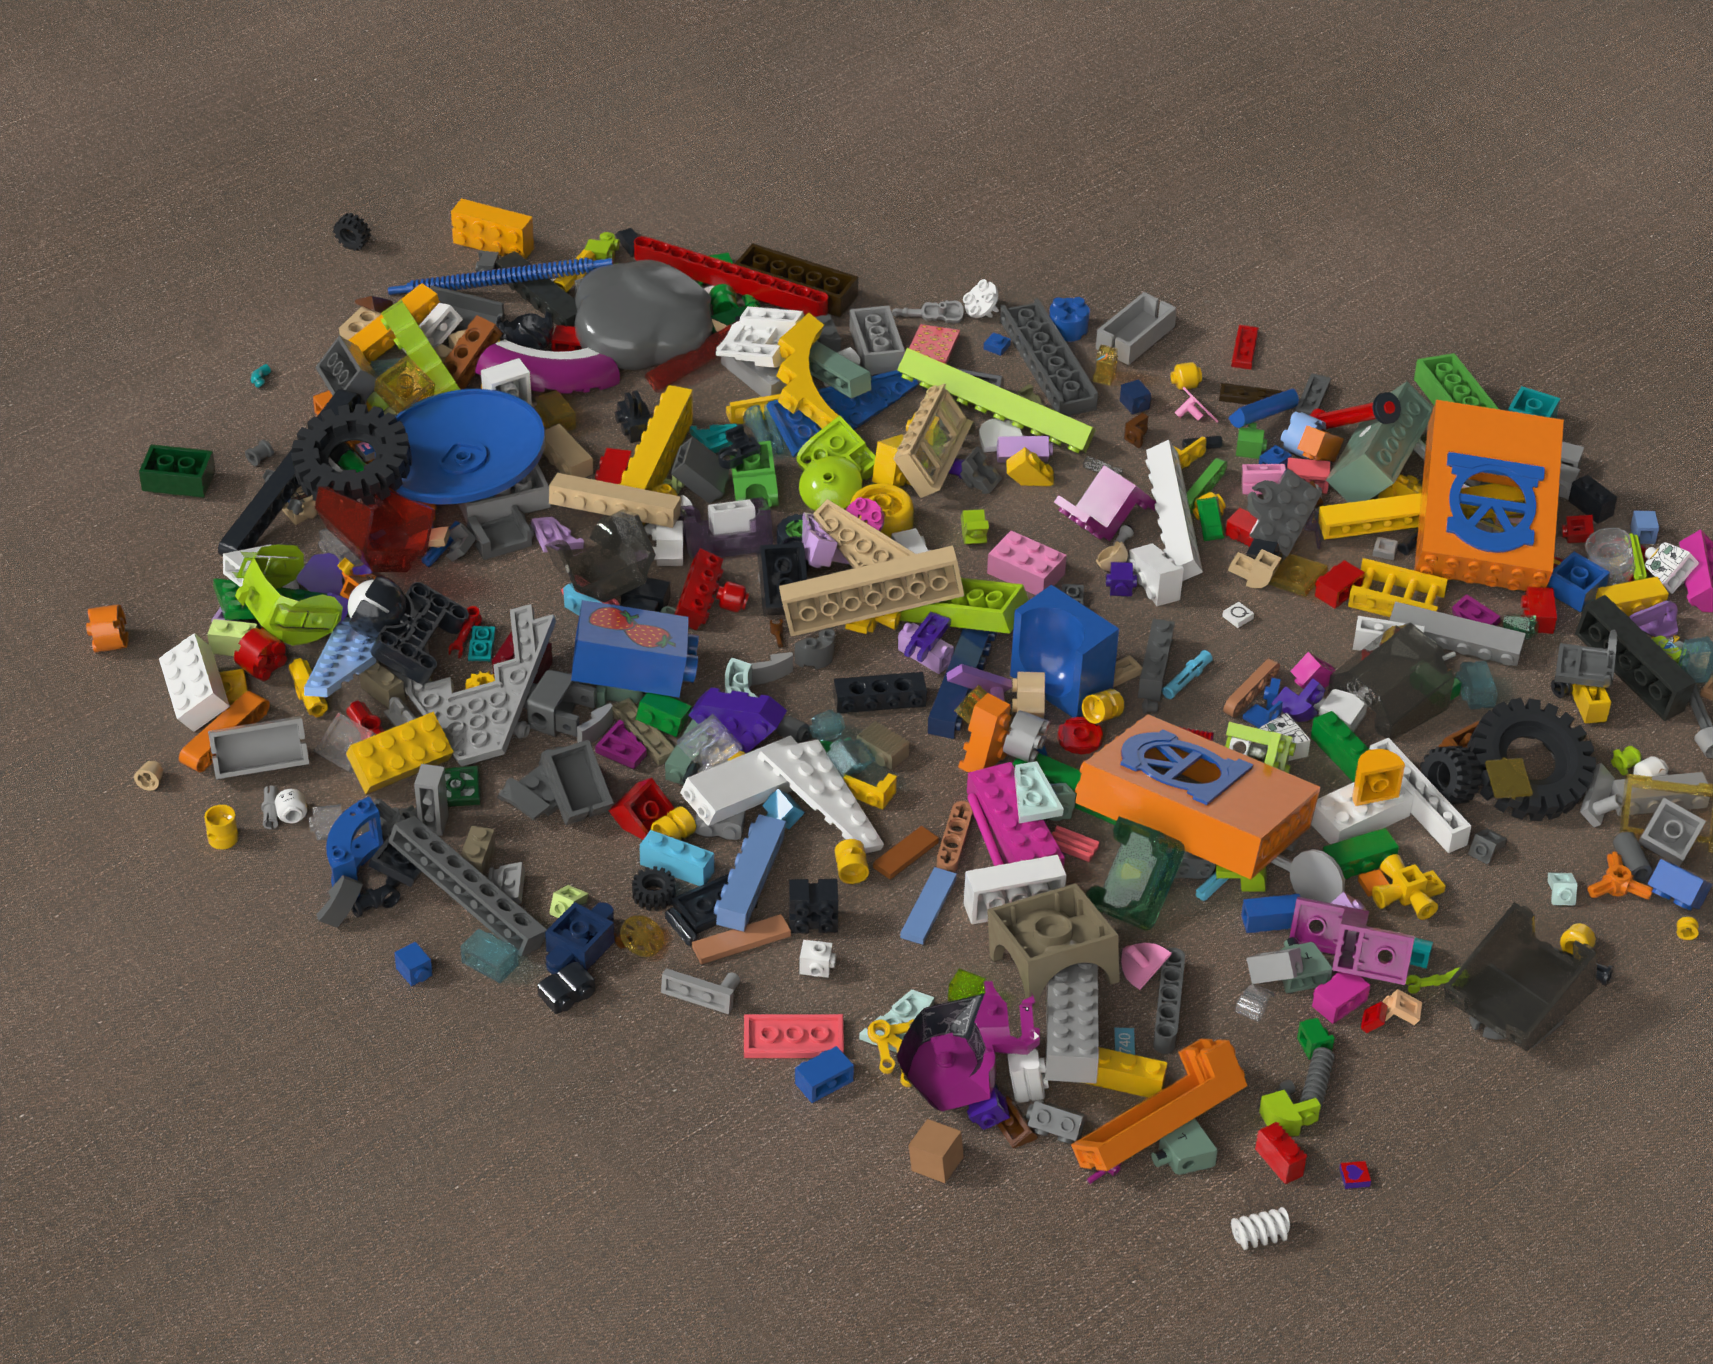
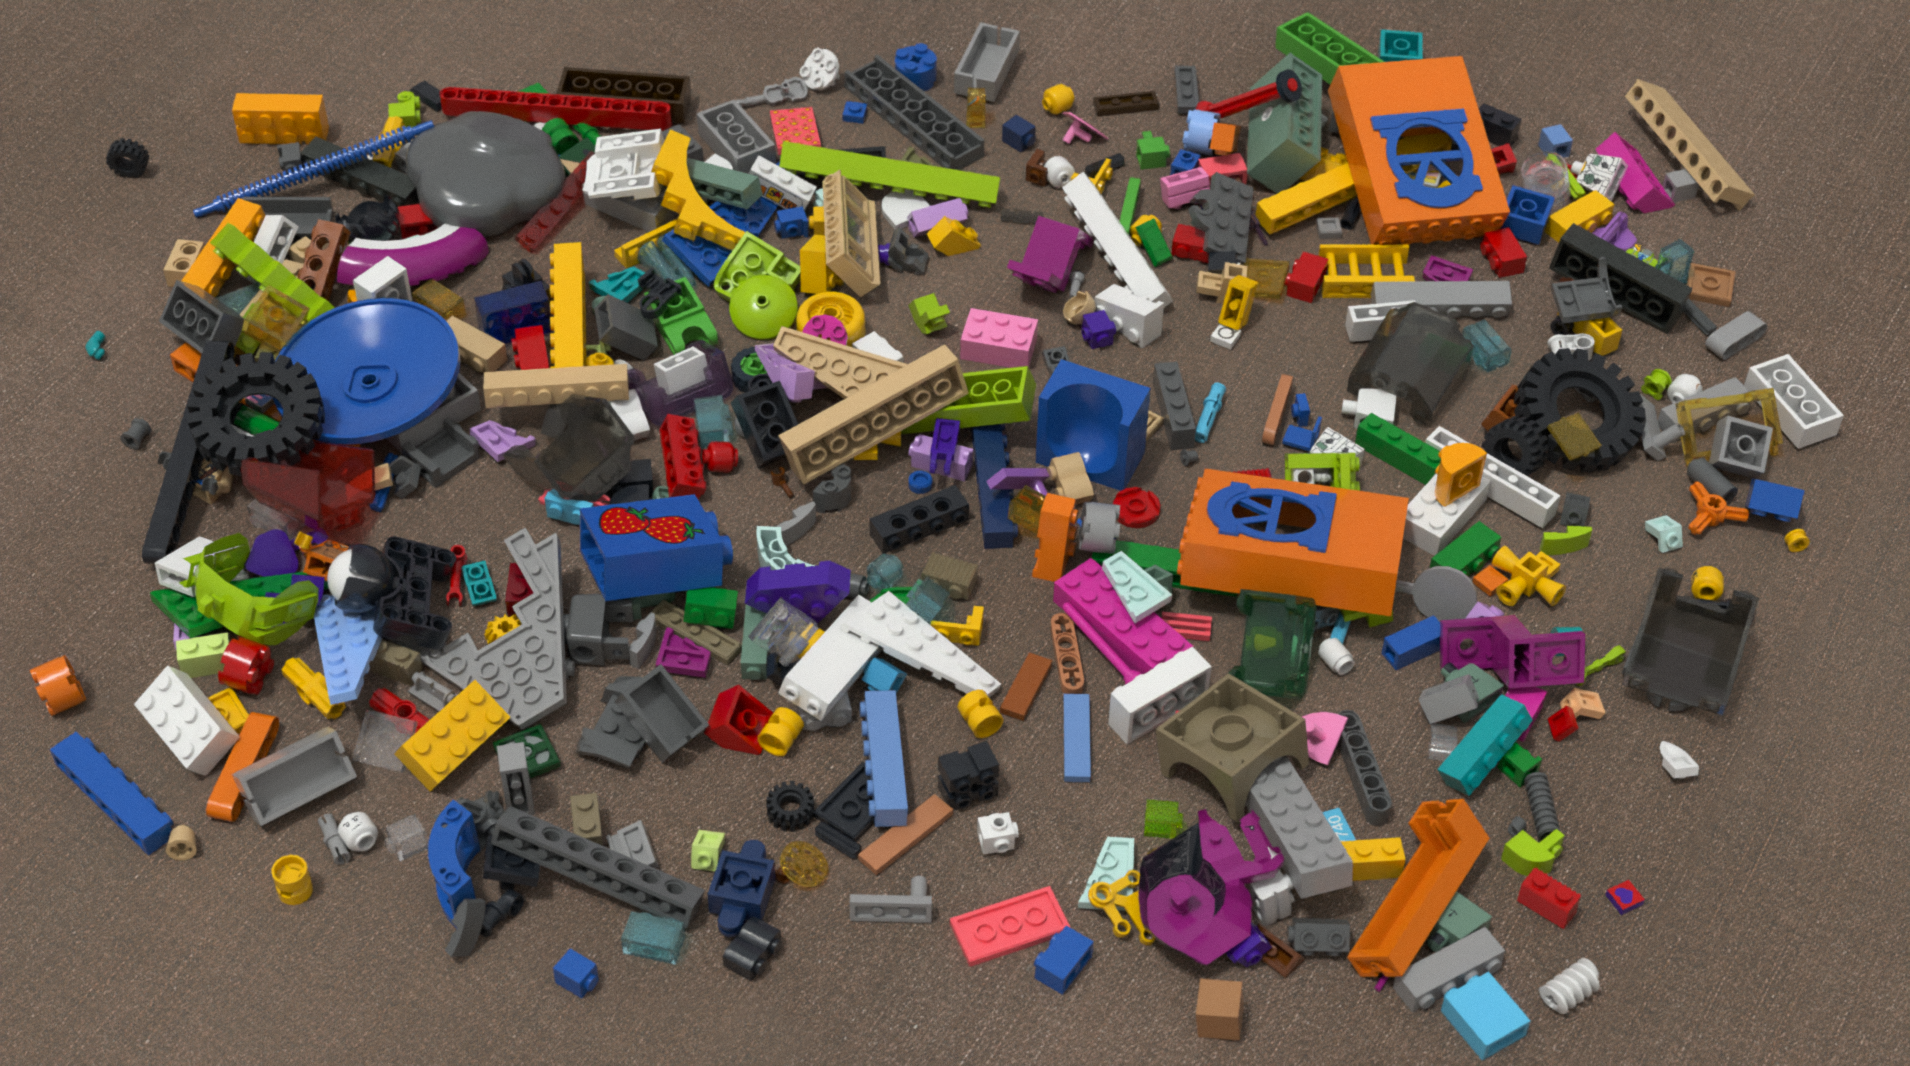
camera: 20 degrees left, 5 degrees up
(113, 721) = (112, 792): none -> blue brick
(177, 470) = (54, 479): dark green brick -> none
(374, 303) = (192, 233): reddish brown slope -> none
(609, 430) = (513, 309): none -> clear blue brick
(680, 858) = (800, 764): medium azure brick -> none
(741, 565) = (712, 420): none -> clear light blue brick
(891, 421) = (791, 223): none -> blue brick
(894, 388) = (782, 186): none -> white brick
(898, 663) = (920, 482): none -> blue tile
(1102, 706) = (1148, 470): yellow wheel -> none
(1154, 435) = (1059, 171): none -> white head
(1159, 1182) = (1449, 969): none -> light grey brick
(1171, 1228) = (1485, 1015): none -> medium azure brick
(1194, 904) = (1336, 656): none -> white brick
(1244, 347) = (1096, 54): red tile -> none
(1258, 587) = (1238, 302): none -> yellow brick
(1264, 408) = (1152, 115): blue brick -> none
(1286, 1010) = (1485, 745): none -> teal brick
(1301, 707) = (1334, 416): dark purple brick -> none
(1311, 668) = (1329, 377): dark pink slope -> none
(1465, 1079) = (1677, 761): none -> white plate
(1468, 870) = (1562, 543): none -> lime slope
(1521, 623) = (1497, 271): brick -> none
(1565, 703) = (1579, 341): none -> white piece

